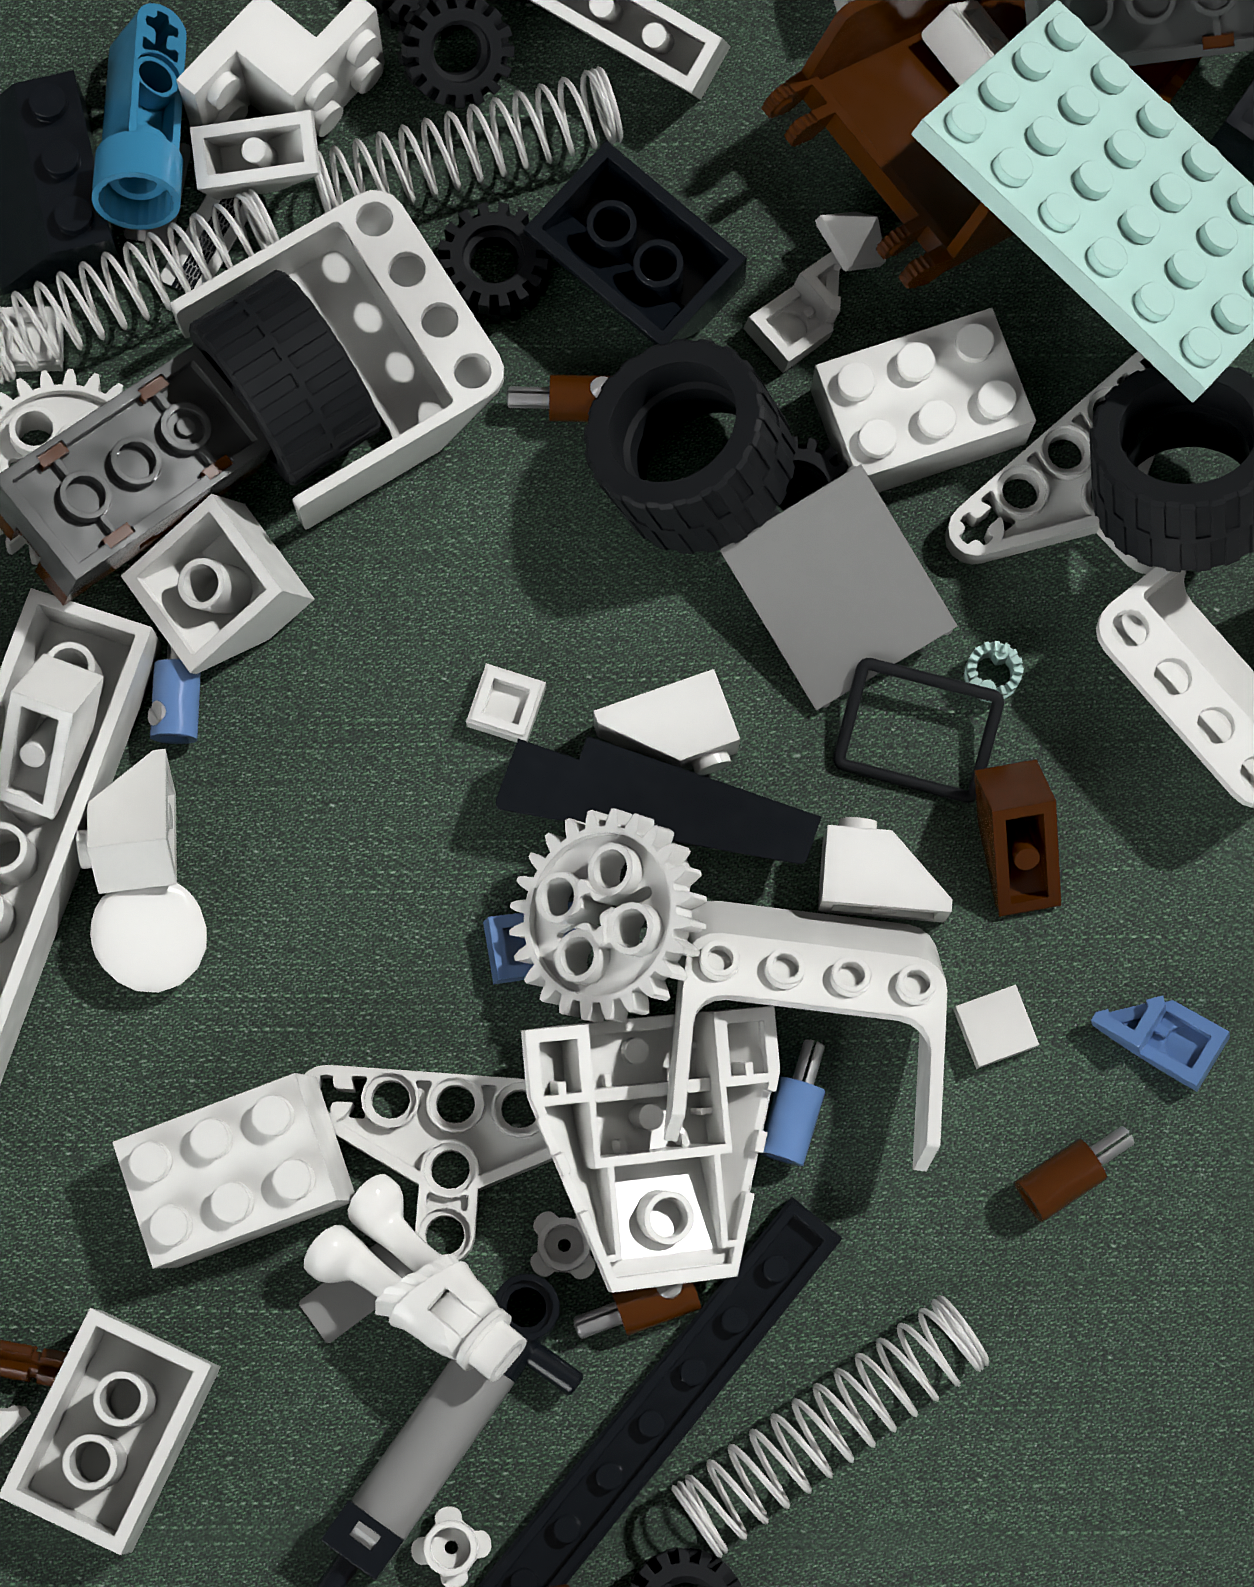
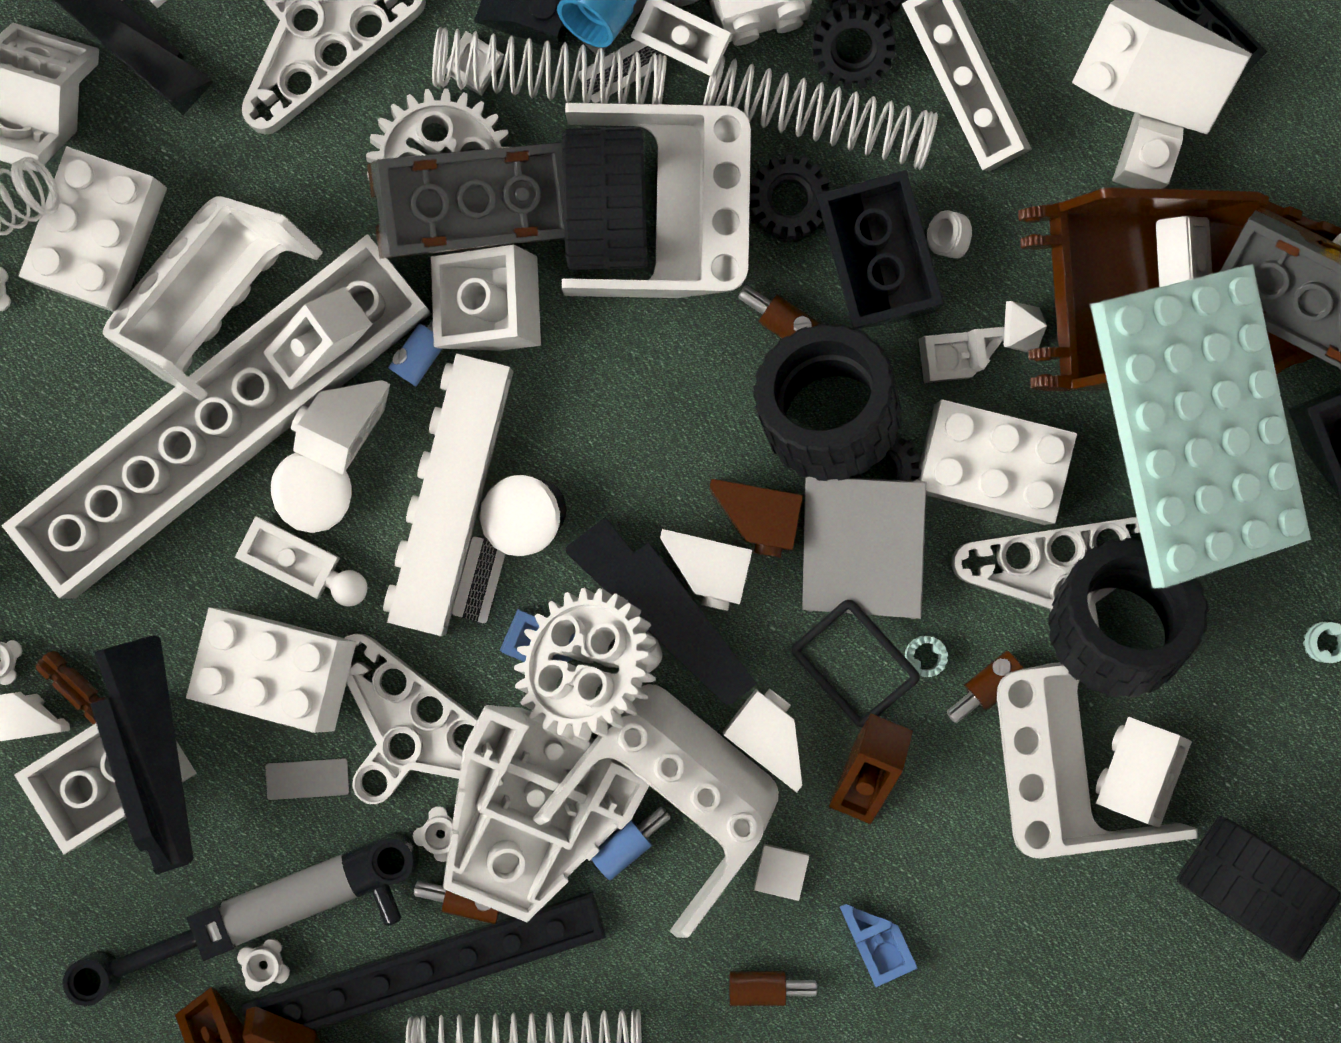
camera: 35 degrees right, 10 degrees up
(142, 1356) = (143, 750): none -> black wedge
(188, 1031) = (299, 563): none -> white plate
(318, 837) = (449, 494): none -> white brick
(416, 918) = (478, 581): none -> sticker
(417, 805) = (522, 514): none -> white piece
(436, 1302) = (338, 829): white piece -> none
(506, 704) = (617, 484): white tile -> none
(693, 629) = (760, 515): none -> reddish brown slope
(703, 188) = (949, 234): none -> white tile
(1084, 663) = (983, 686): none -> reddish brown piece

